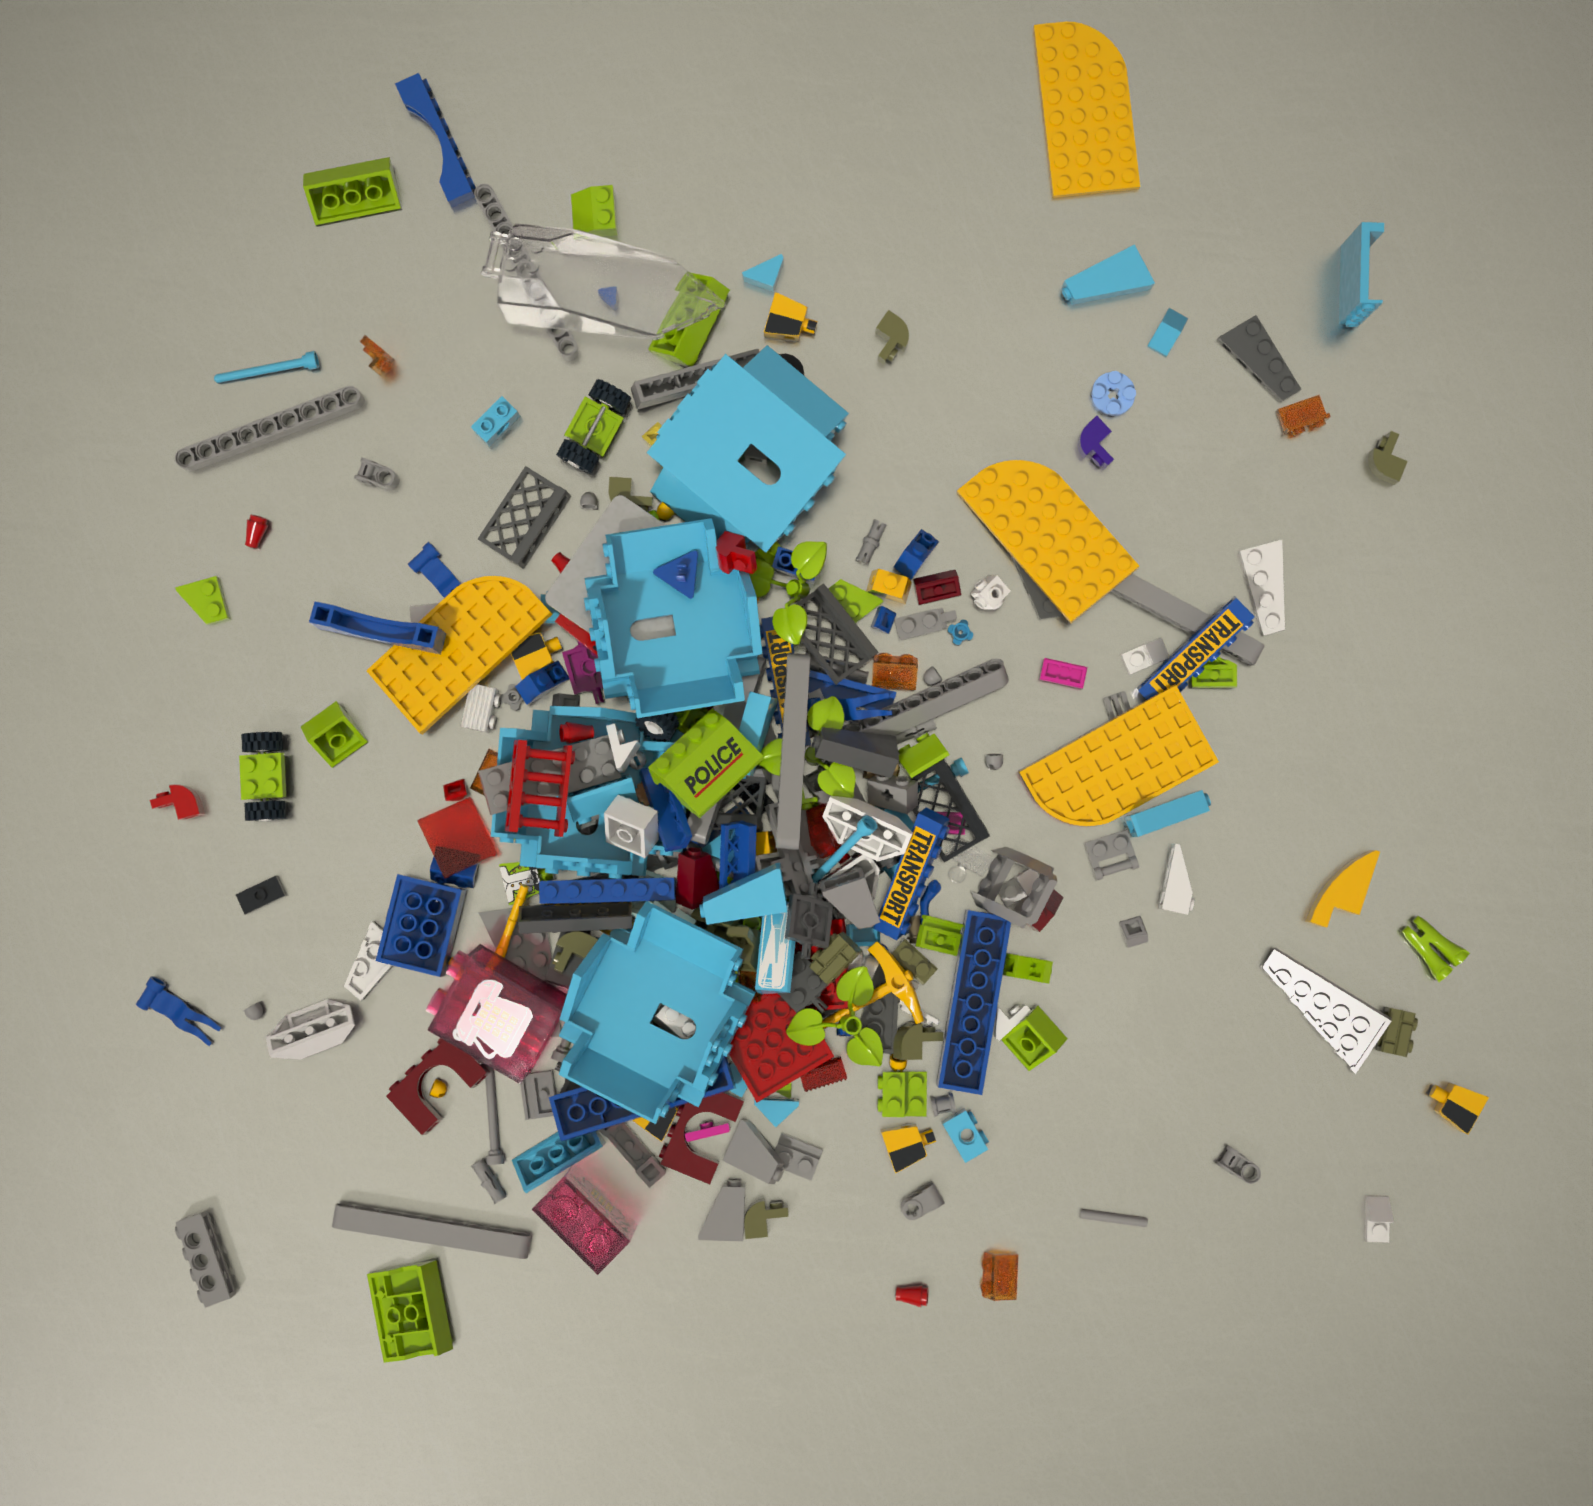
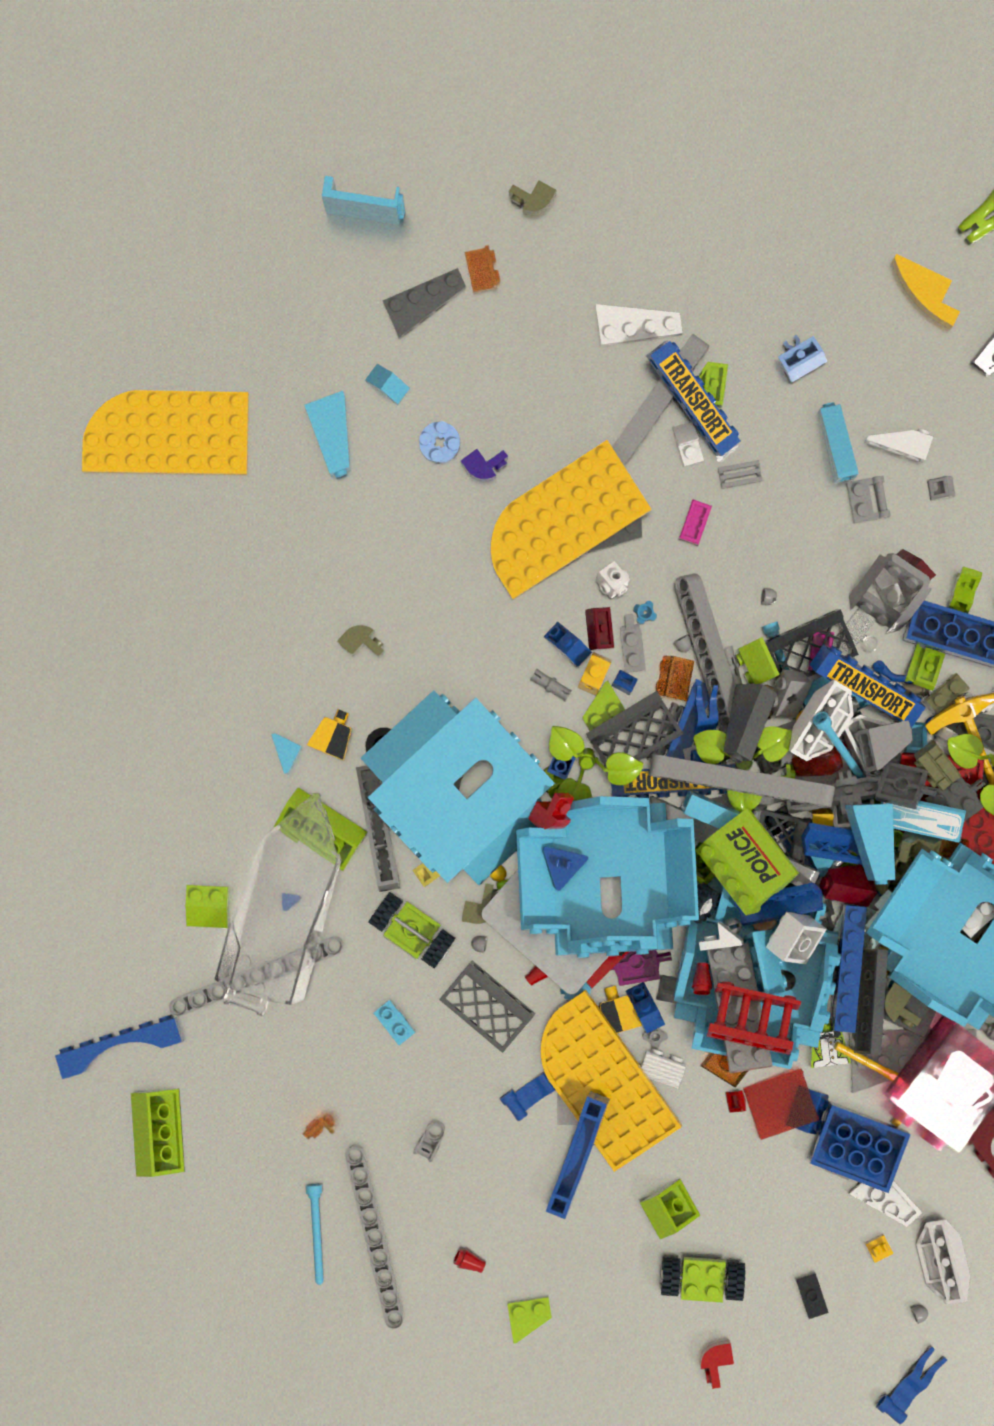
camera: 80 degrees left, 0 degrees up
(318, 960) = (879, 1248): none -> yellow tile
(1121, 762) = (786, 479): yellow plate -> none
(1253, 764) = (801, 358): none -> light blue brick

